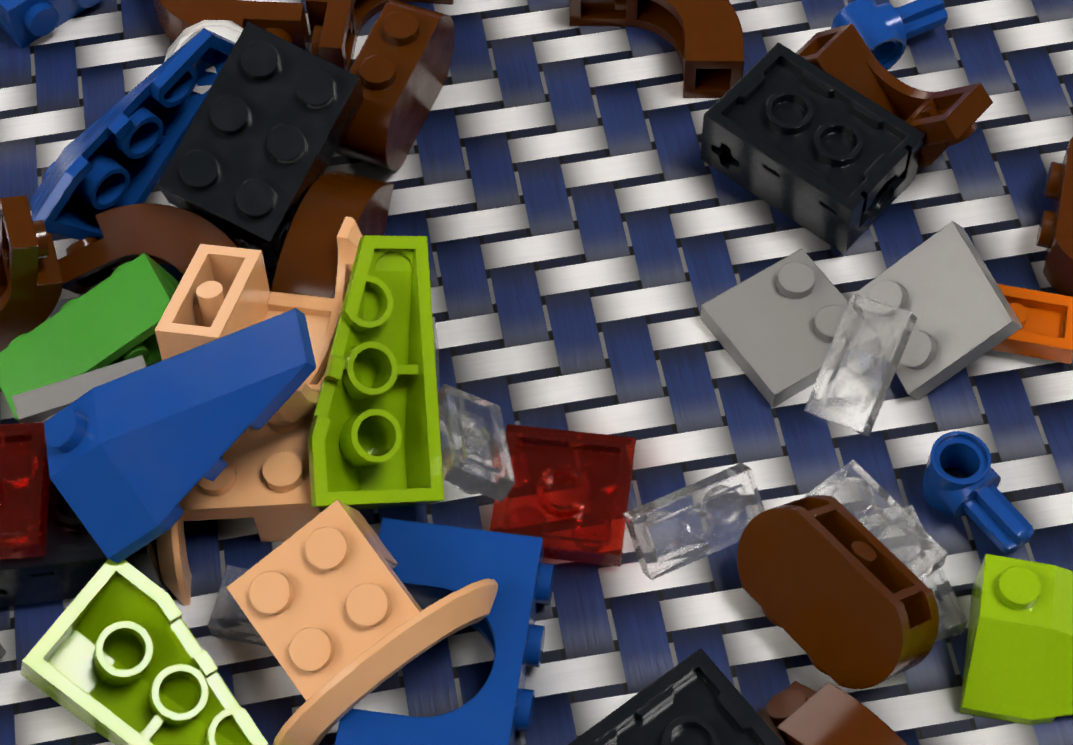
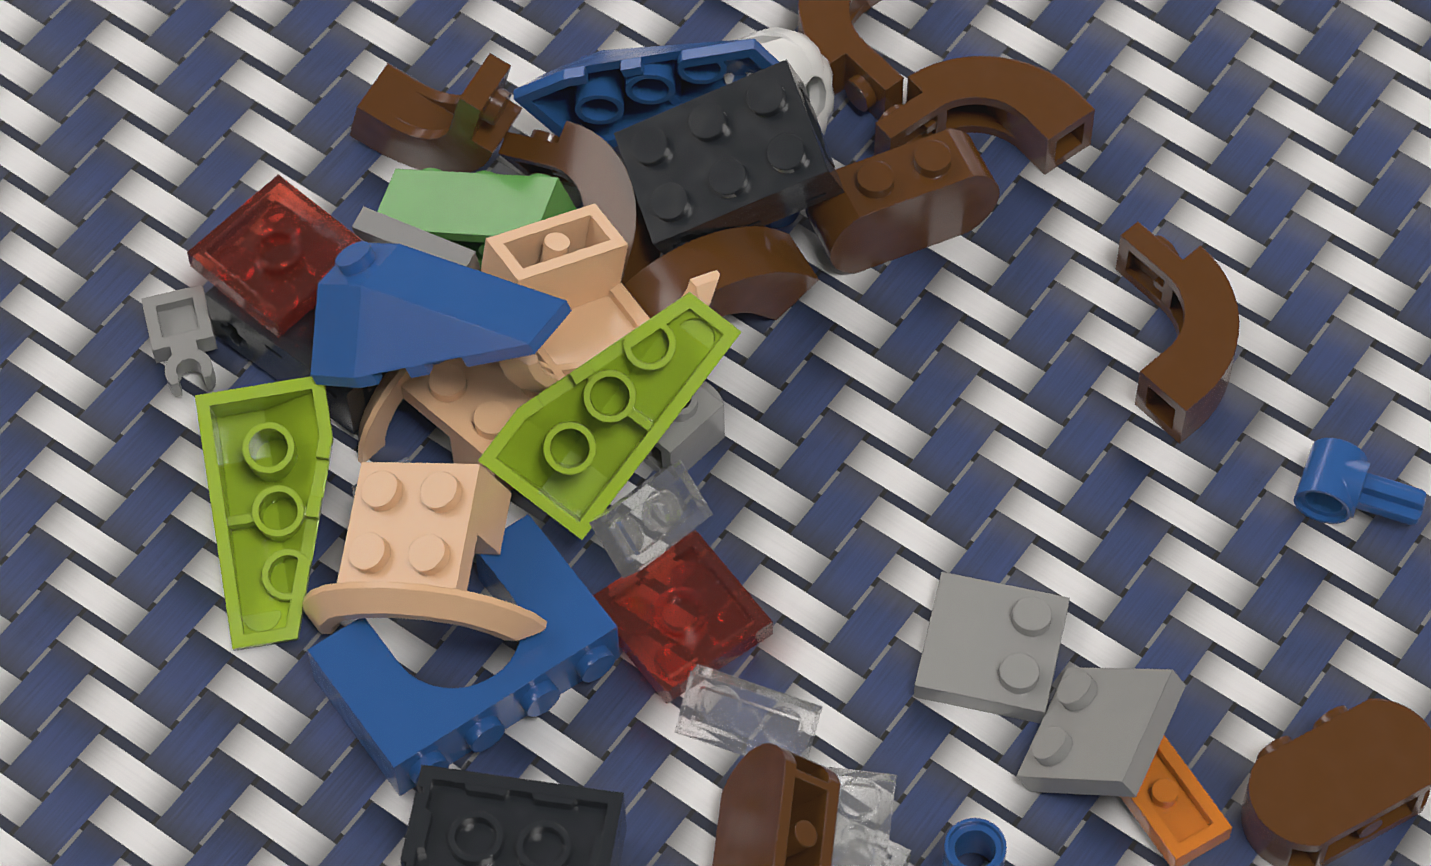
camera: 45 degrees right, 0 degrees up
(811, 146) = (1161, 524): black piece -> none
(860, 364) = (995, 718): clear plate -> none
(942, 115) = (1262, 532): reddish brown arch -> none

